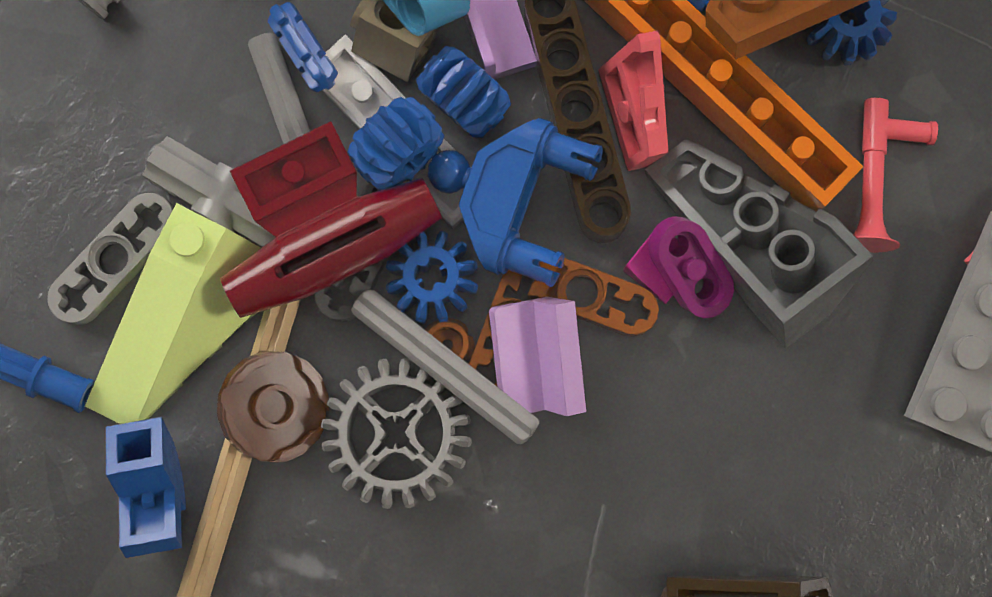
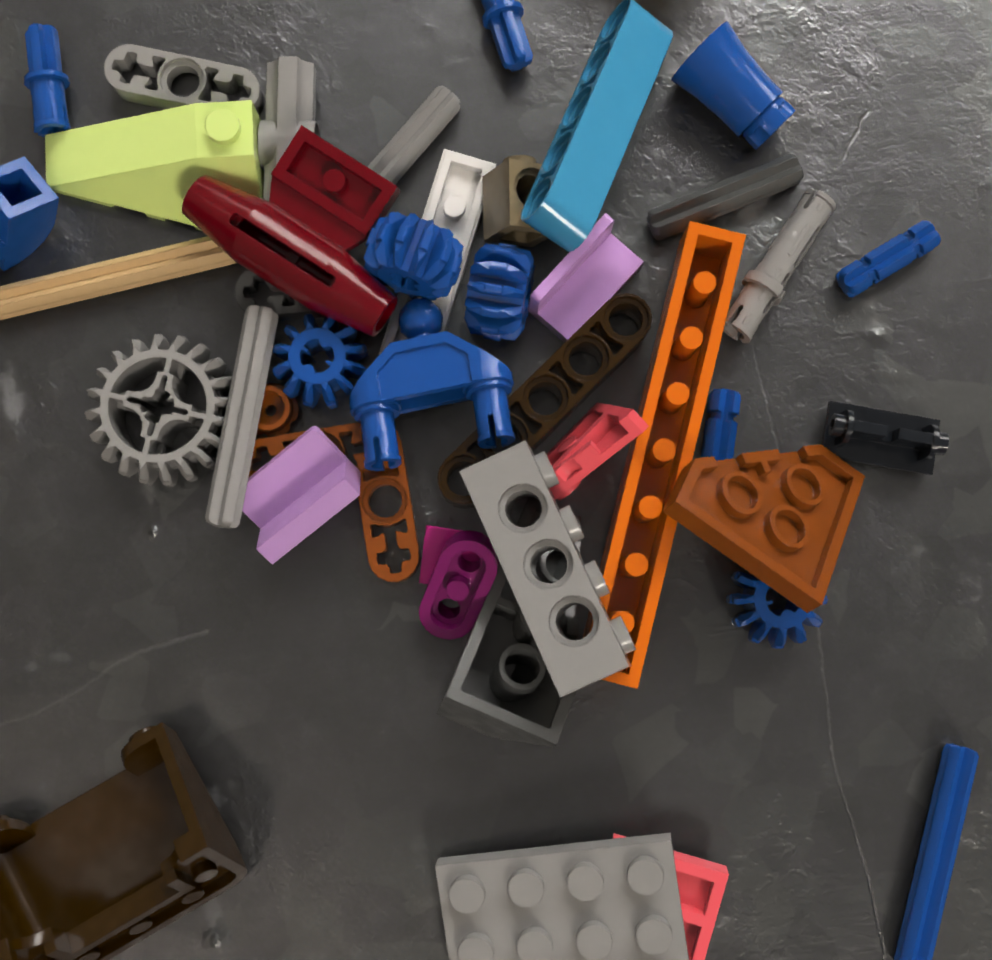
camera: 55 degrees right, 0 degrees up
(272, 406) = (126, 289): reddish brown tile -> none
(302, 47) = (460, 132): blue axle -> none
(816, 203) = (495, 489): none -> light grey brick
(876, 131) = (689, 684): coral piece -> none

